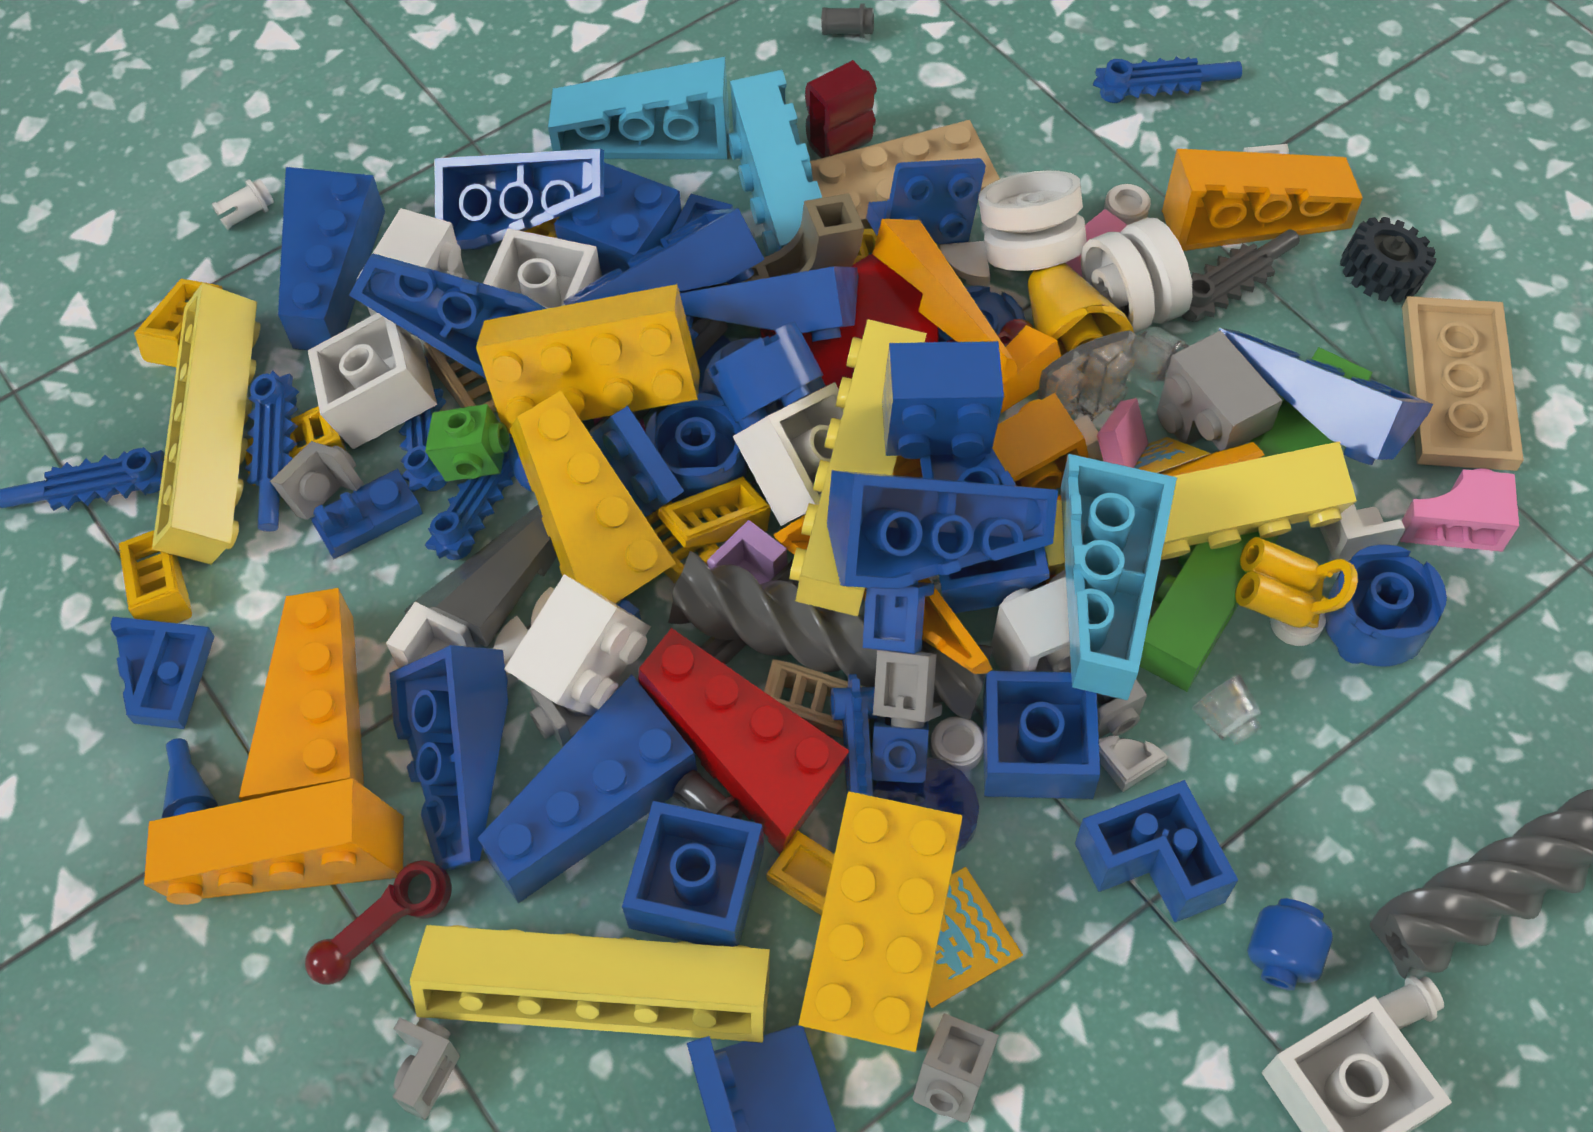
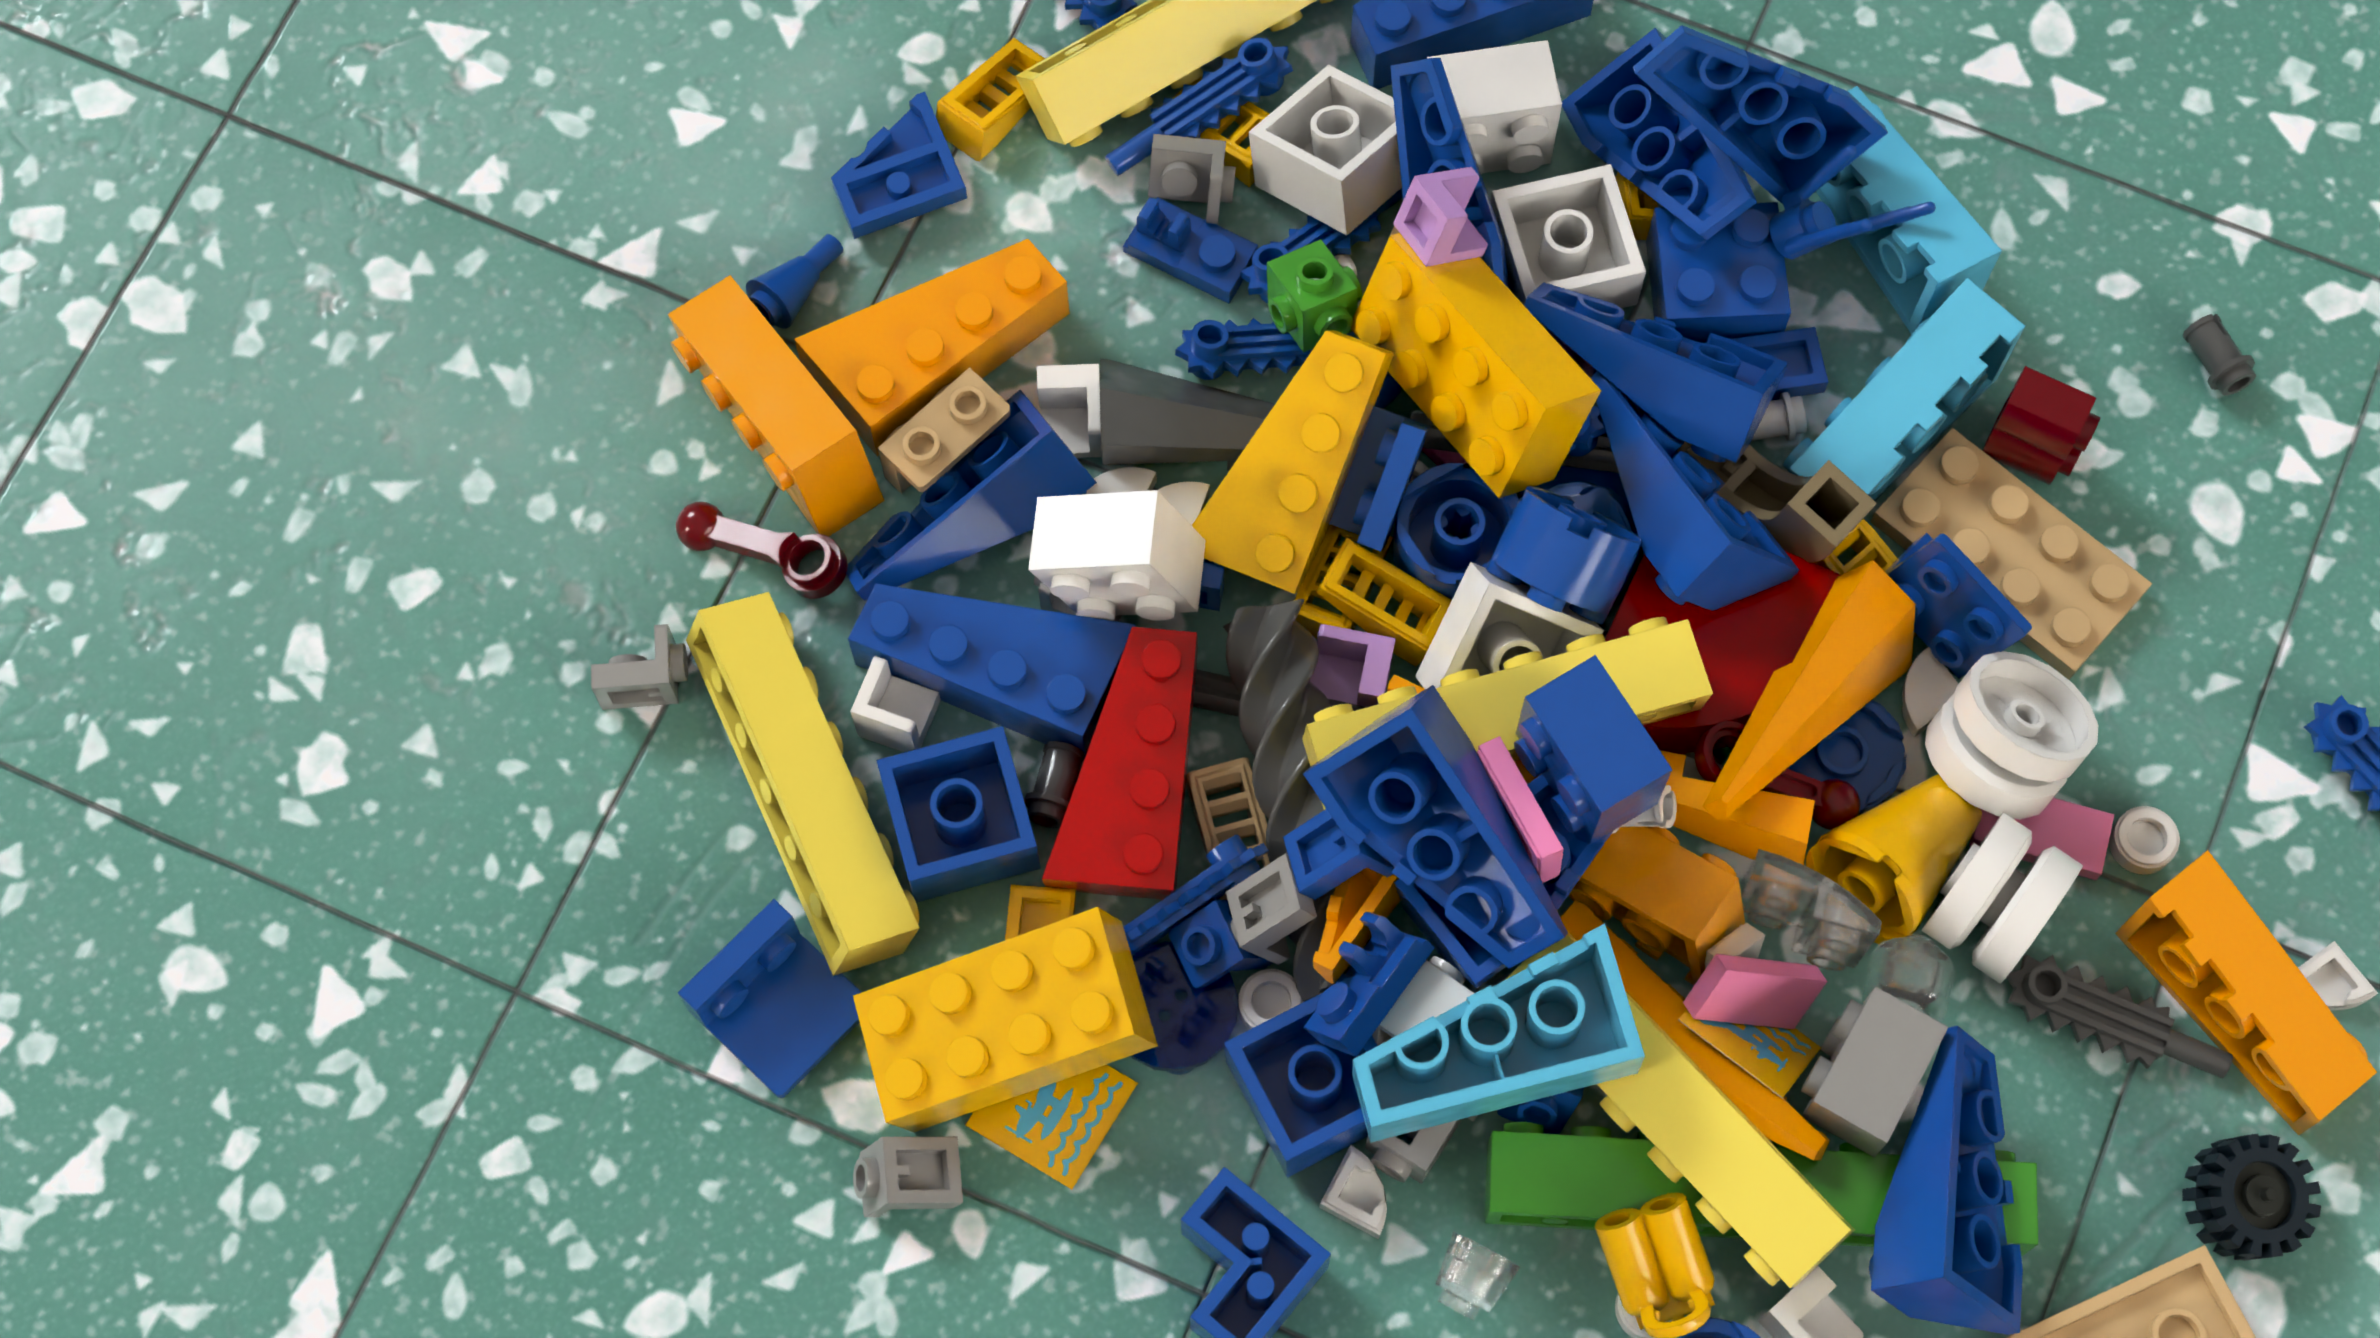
camera: 60 degrees right, 10 degrees up
(391, 735) = (942, 432): none -> tan bracket
(486, 310) = (1436, 220): none -> lavender panel
(547, 109) = (1757, 110): none -> blue wedge
(579, 887) = (893, 709): none -> white panel
(632, 148) = (1812, 225): none -> blue plant
(949, 466) = (1522, 809): none -> bright pink tile
(1011, 646) = (1366, 993): none -> blue plate

